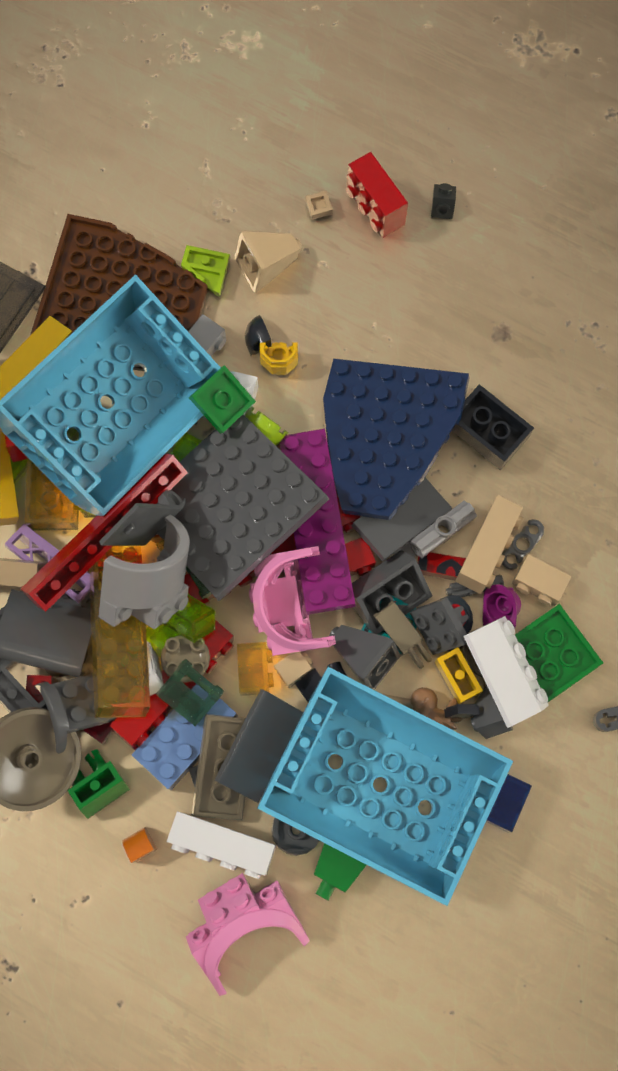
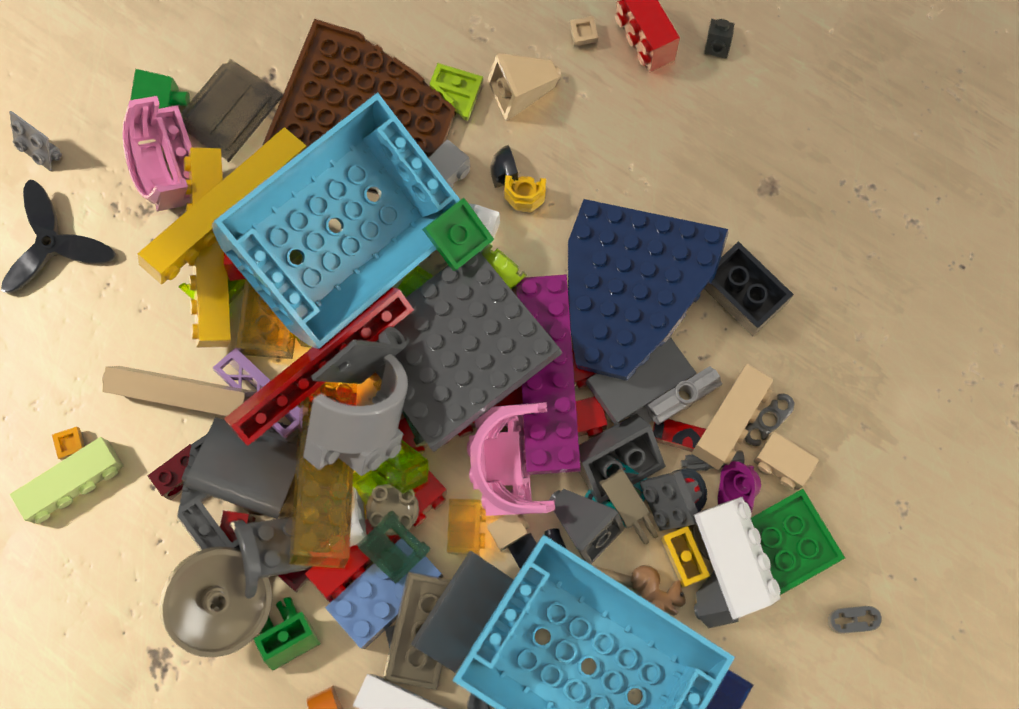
camera: 10 degrees right, 0 degrees up
(461, 711) = (684, 595): black tile -> none

